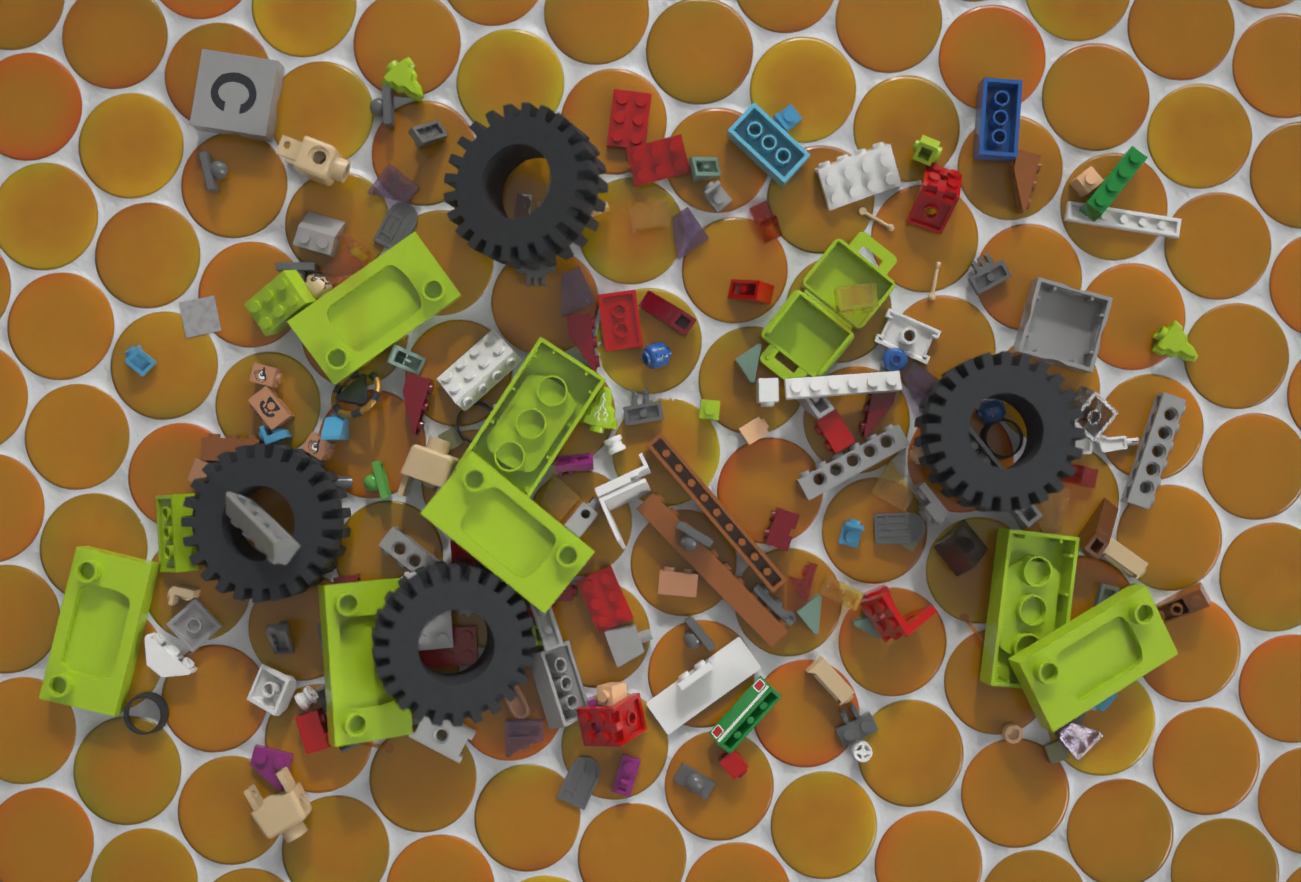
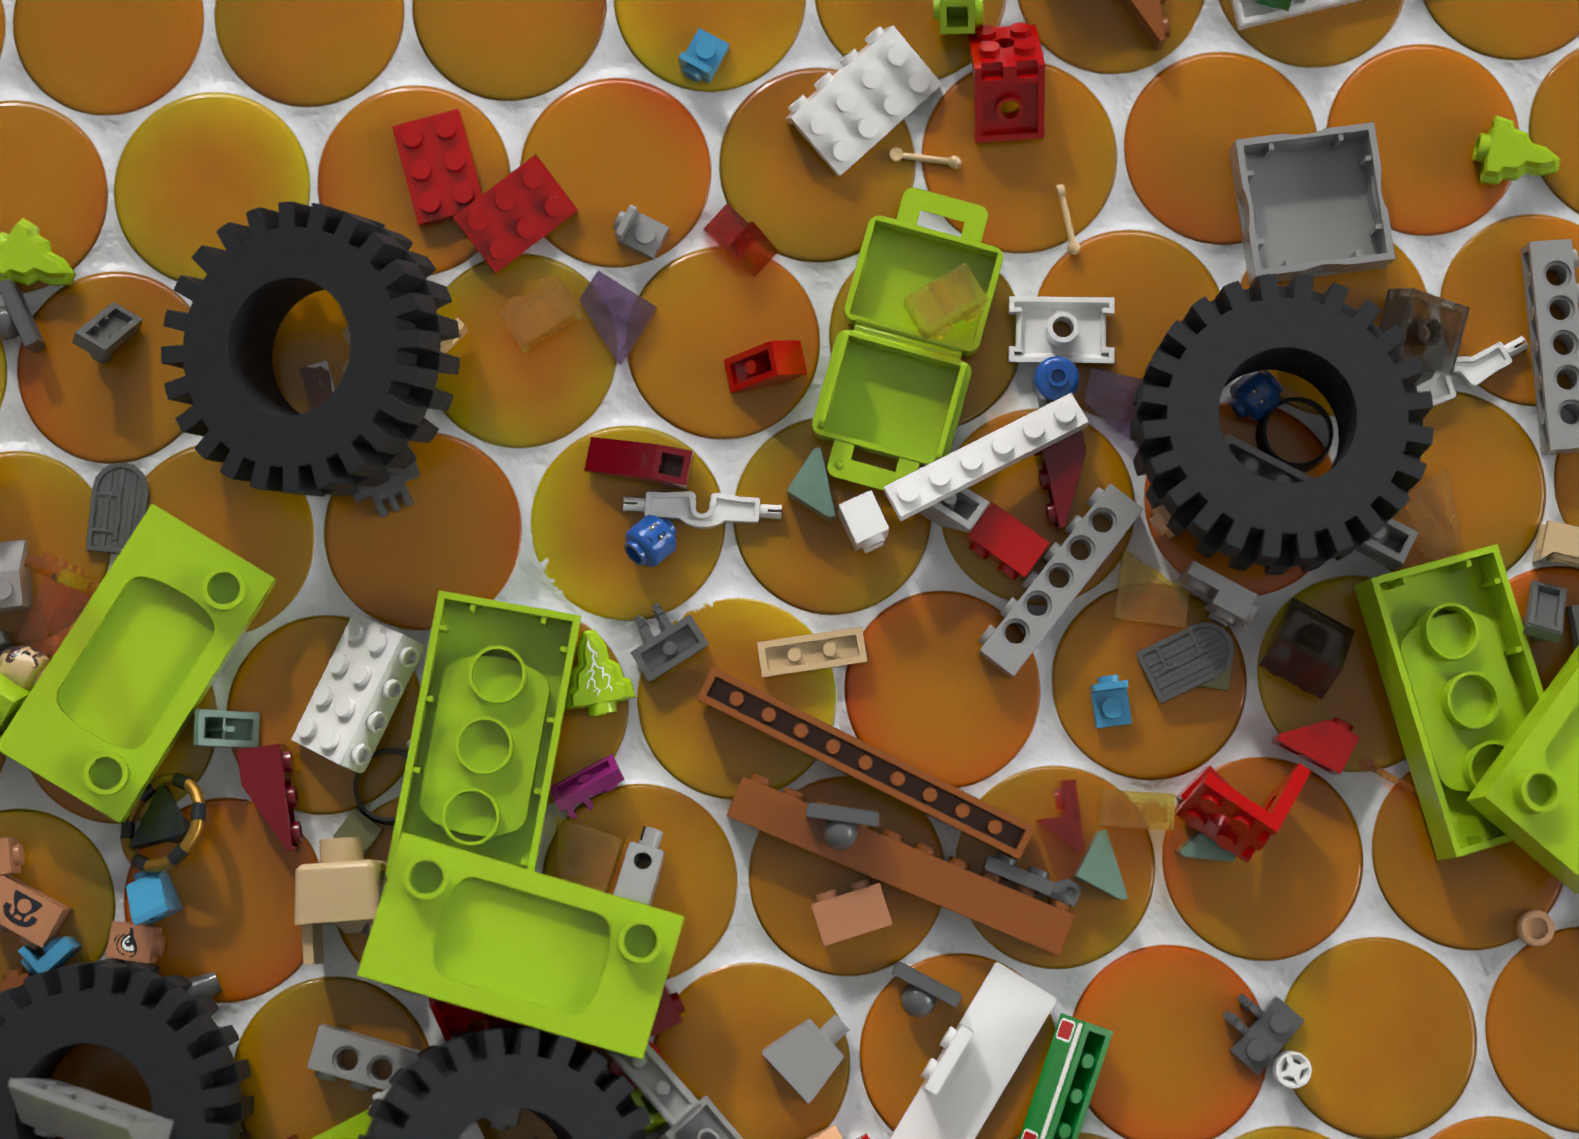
camera: 20 degrees left, 5 degrees down
(378, 481) = (262, 958): bright green tile -> none
(394, 185) = (84, 443): wing -> none
(575, 292) = (467, 493): wing -> none
(580, 331) = (506, 557): dark red slope -> none
(604, 599) = (738, 996): red plate -> none
(614, 444) = (643, 722): white wheel -> none
(620, 320) = (564, 508): red plate -> none
(622, 491) = (691, 795): white piece -> none
(698, 354) = (721, 508): none -> white piece
(704, 168) = (598, 195): sand green slope -> none
(709, 409) = (779, 595): lime brick -> none
(713, 445) = (812, 652): none -> tan plate
(754, 430) = (870, 597): light nougat brick -> none
(768, 144) = (689, 111): medium azure brick -> none
(780, 527) = (986, 747): dark red brick -> none
(831, 680) = (1186, 969): tan window -> none
(947, 598) = (1322, 744): none -> red slope
(987, 274) = (1150, 170): dark grey hinge -> none
(1083, 476) = (1455, 441): clear red slope -> none
(1087, 581) = (1544, 612): none -> dark grey tile
(1098, 530) = (1524, 519): reddish brown slope -> none

